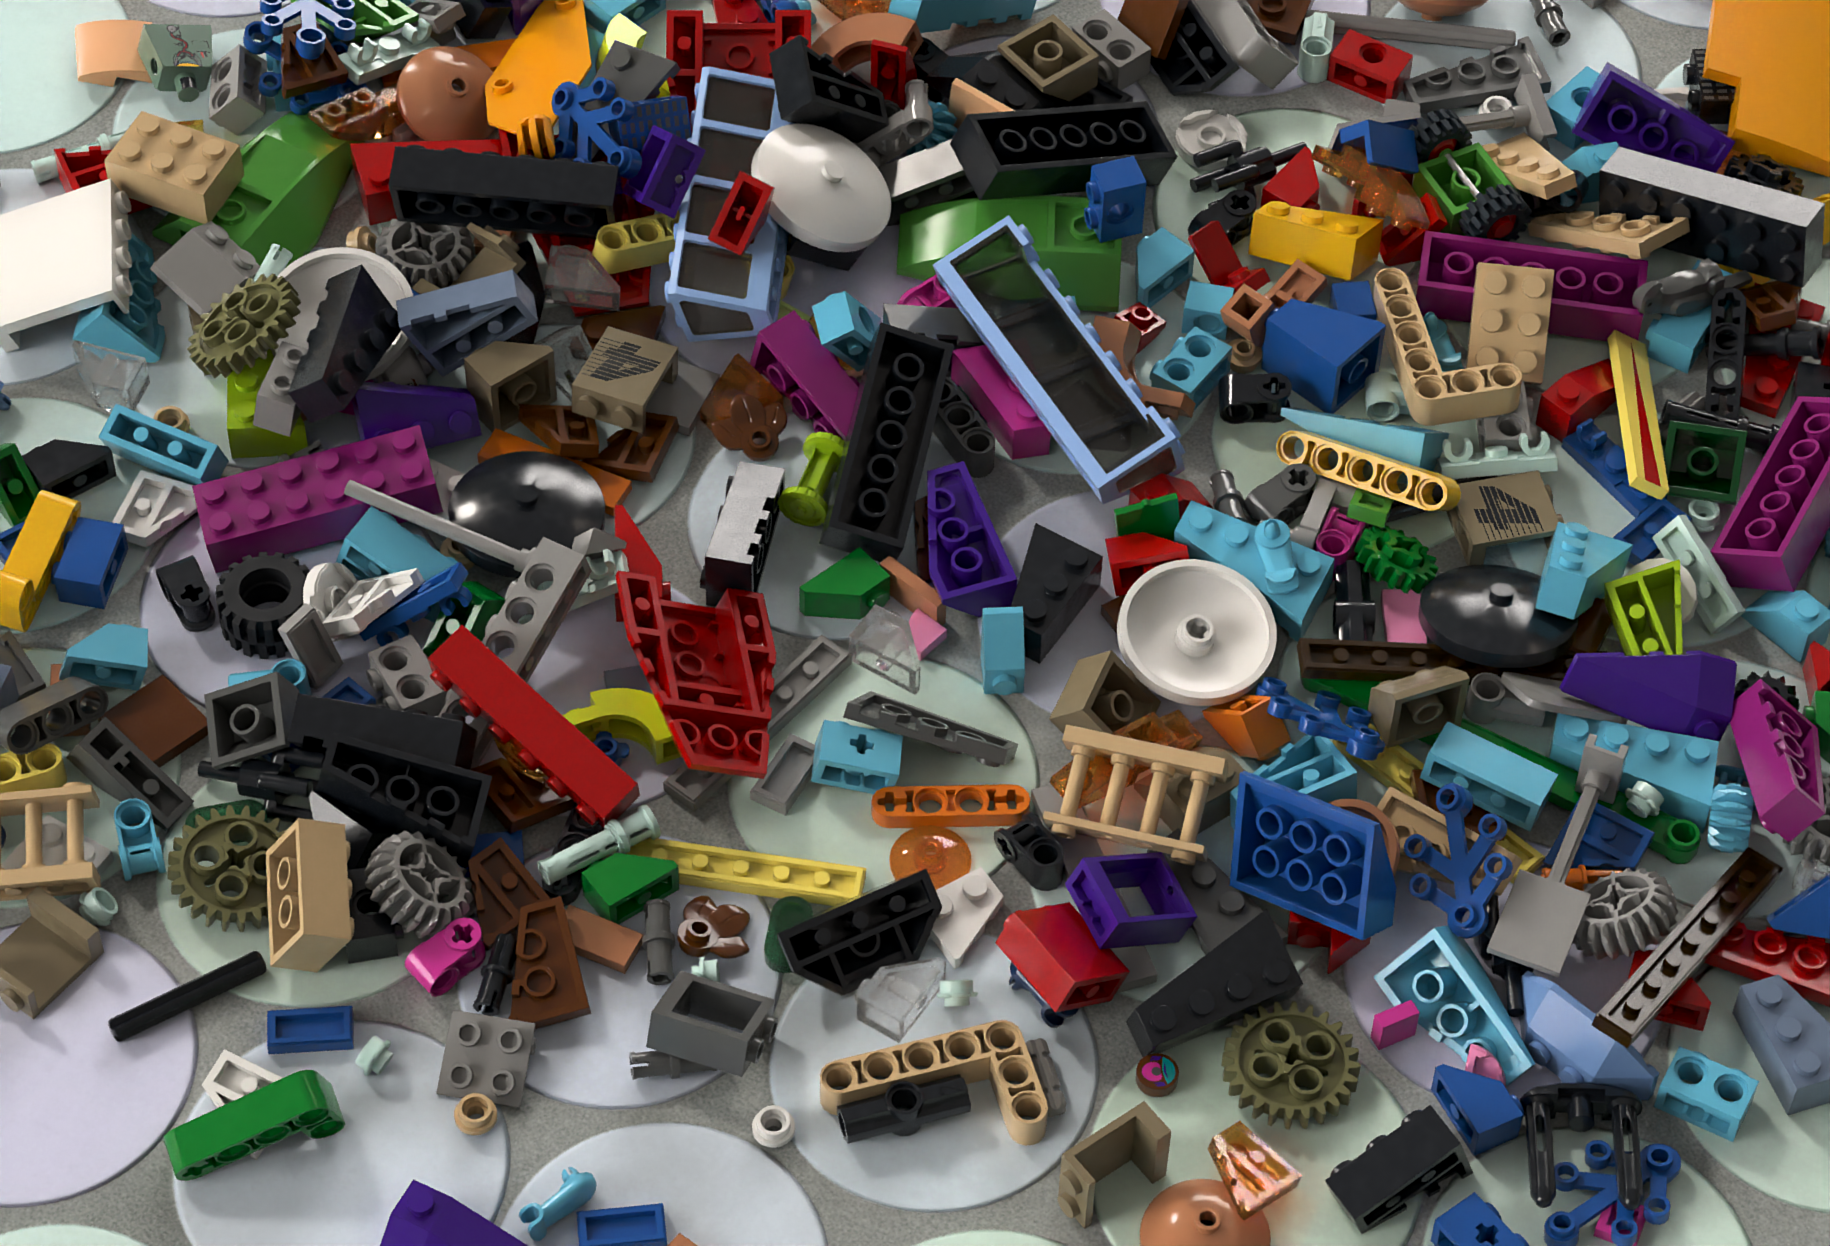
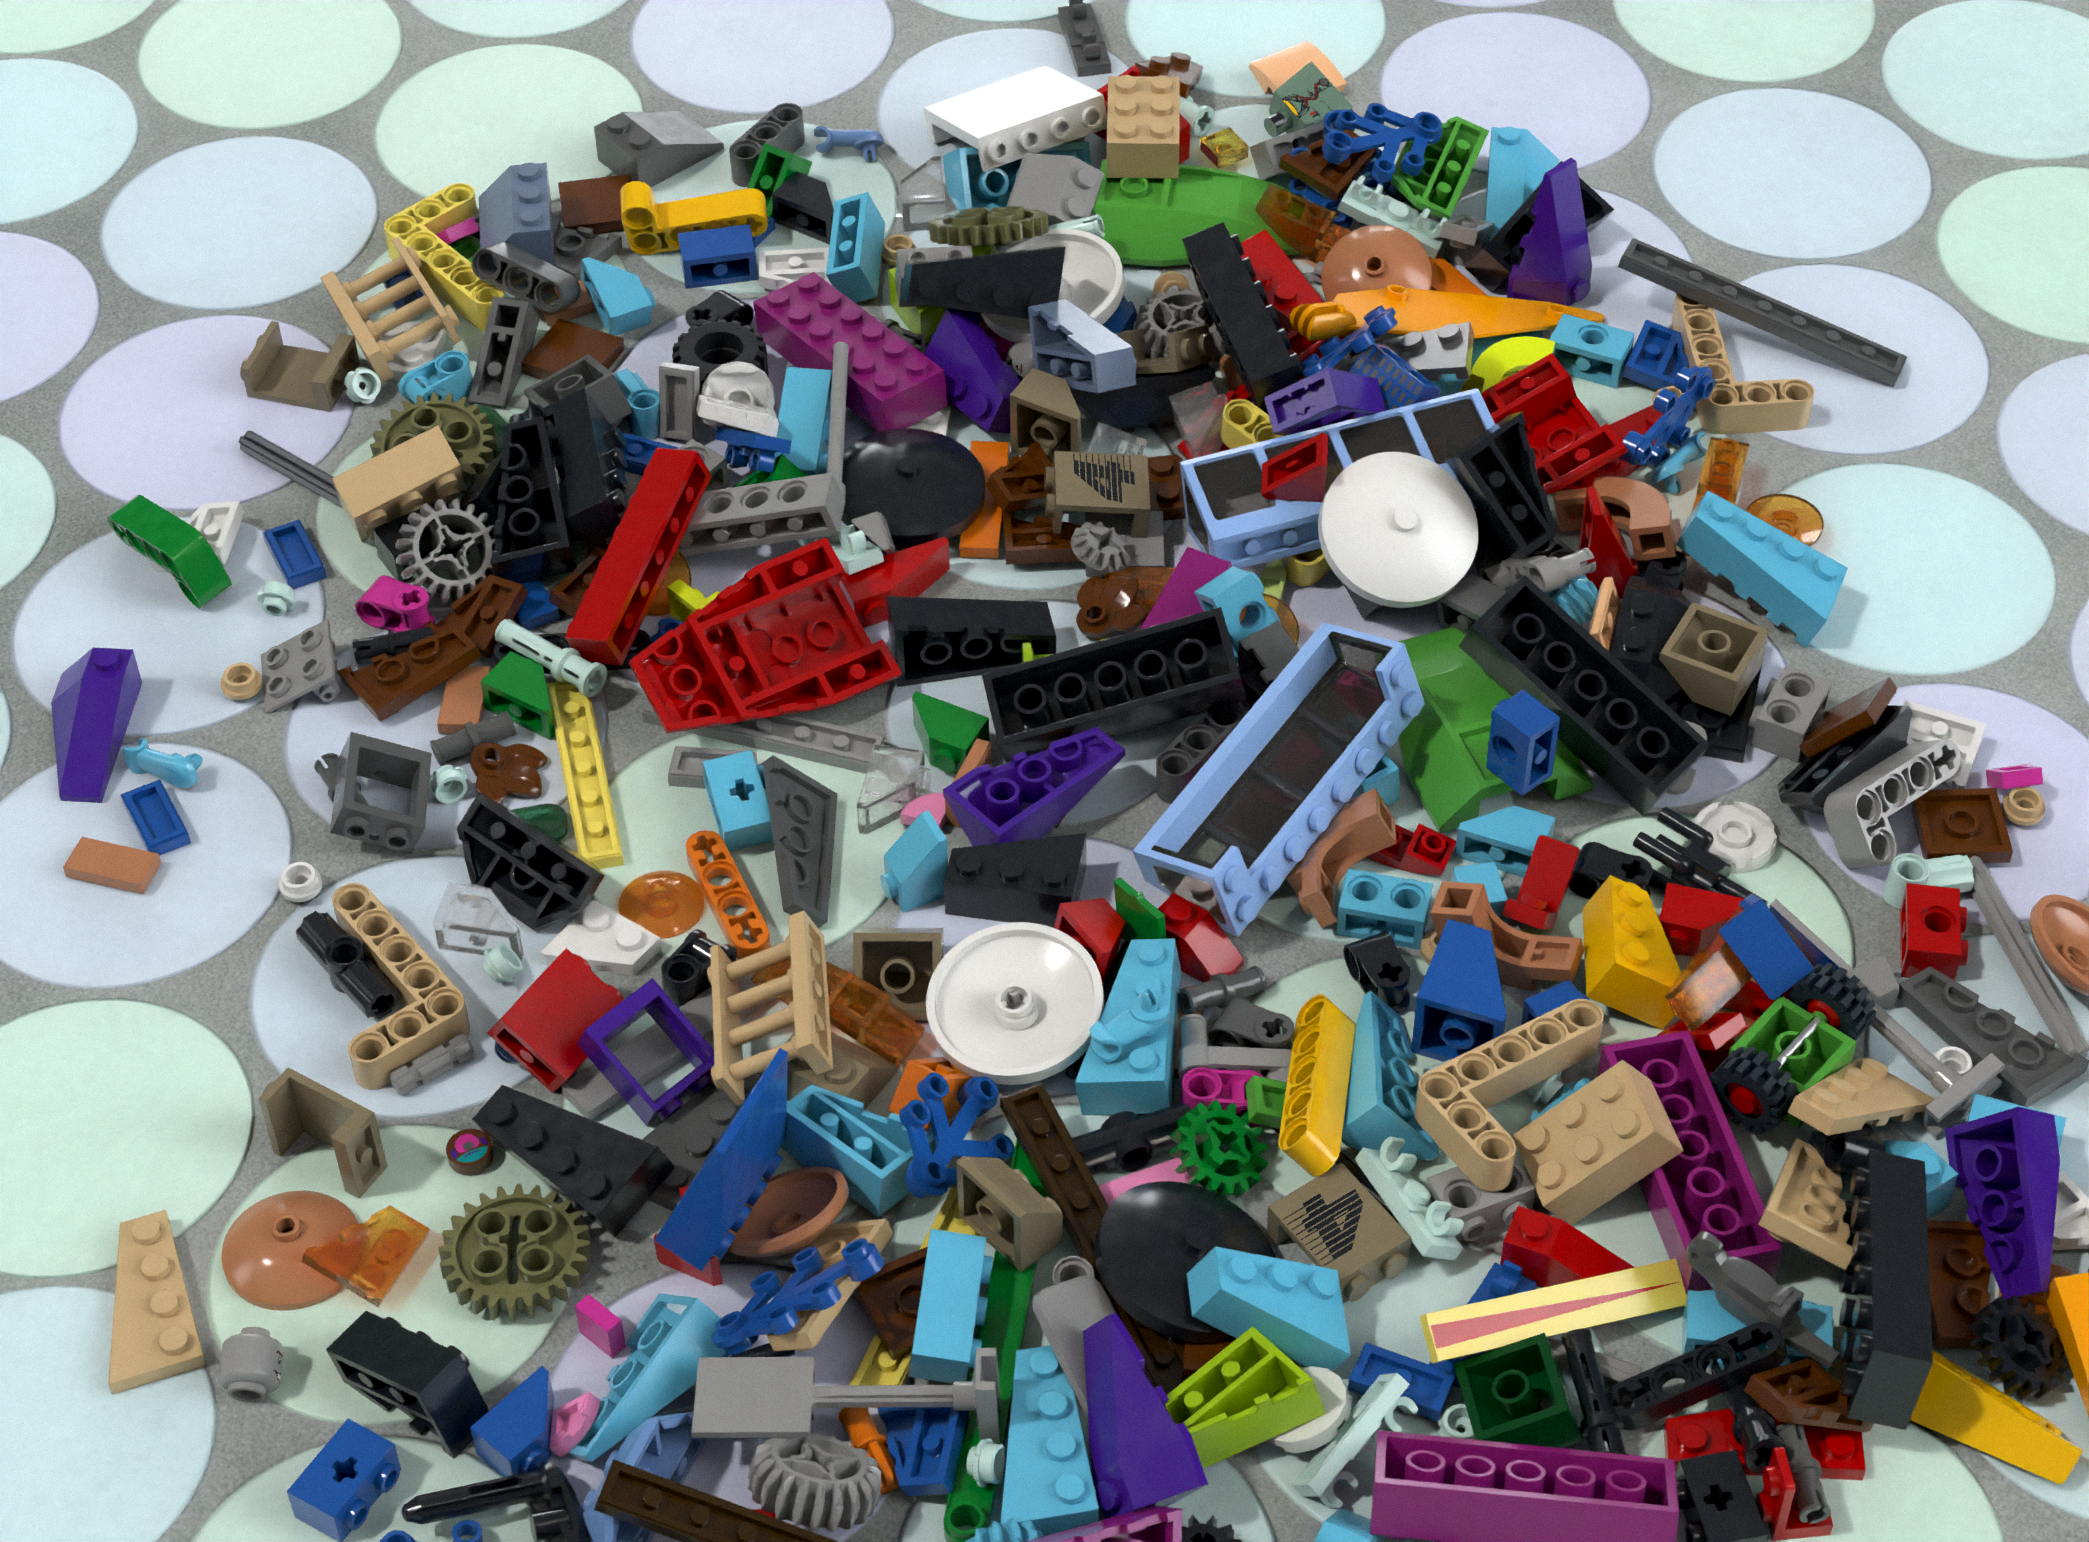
camera: 70 degrees right, 5 degrees down
(62, 130) = (1173, 66): none -> reddish brown wing
(687, 403) = (1110, 559): none -> light grey gear

